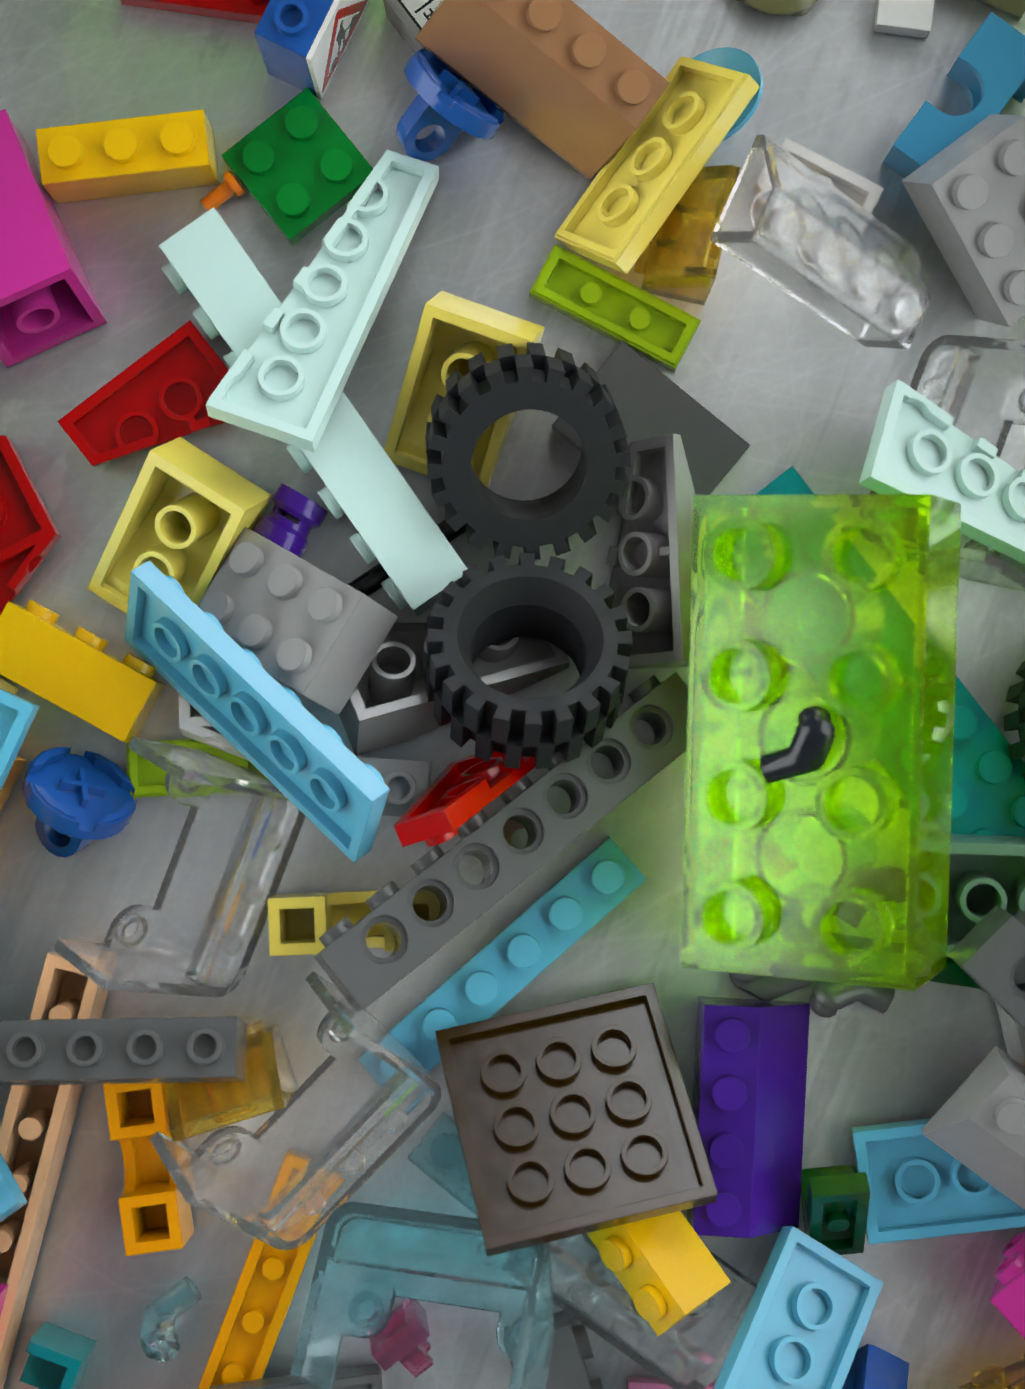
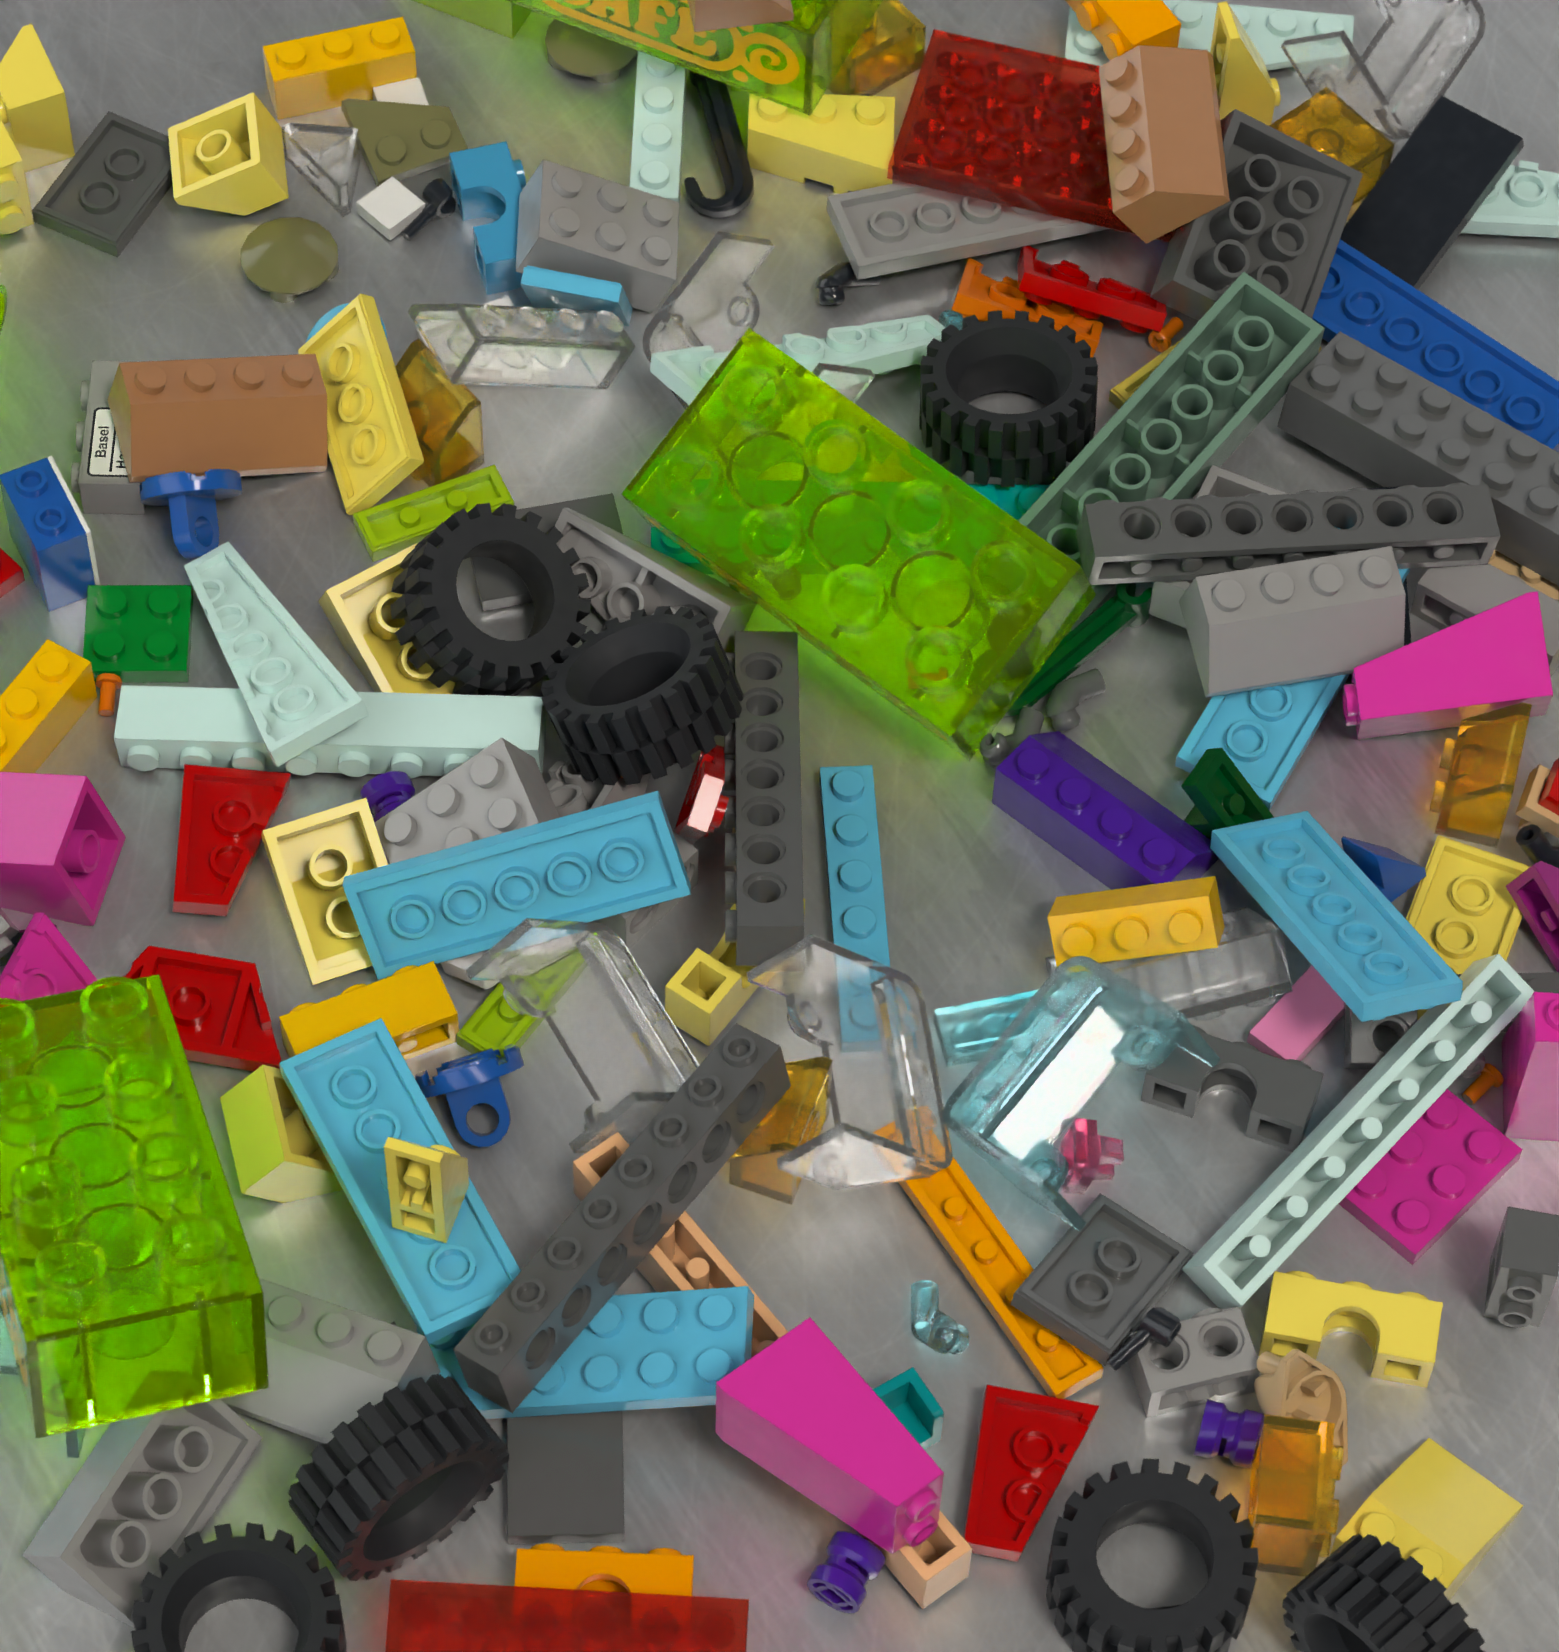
camera: 55 degrees left, 30 degrees down
(151, 1205) = (758, 1211): light orange arch -> none
(573, 1119) = (1007, 898): dark brown plate -> none
(807, 749) = (859, 522): black arm -> none
(921, 254) = (564, 290): none -> medium azure tile
(945, 44) = (440, 203): none -> black hand

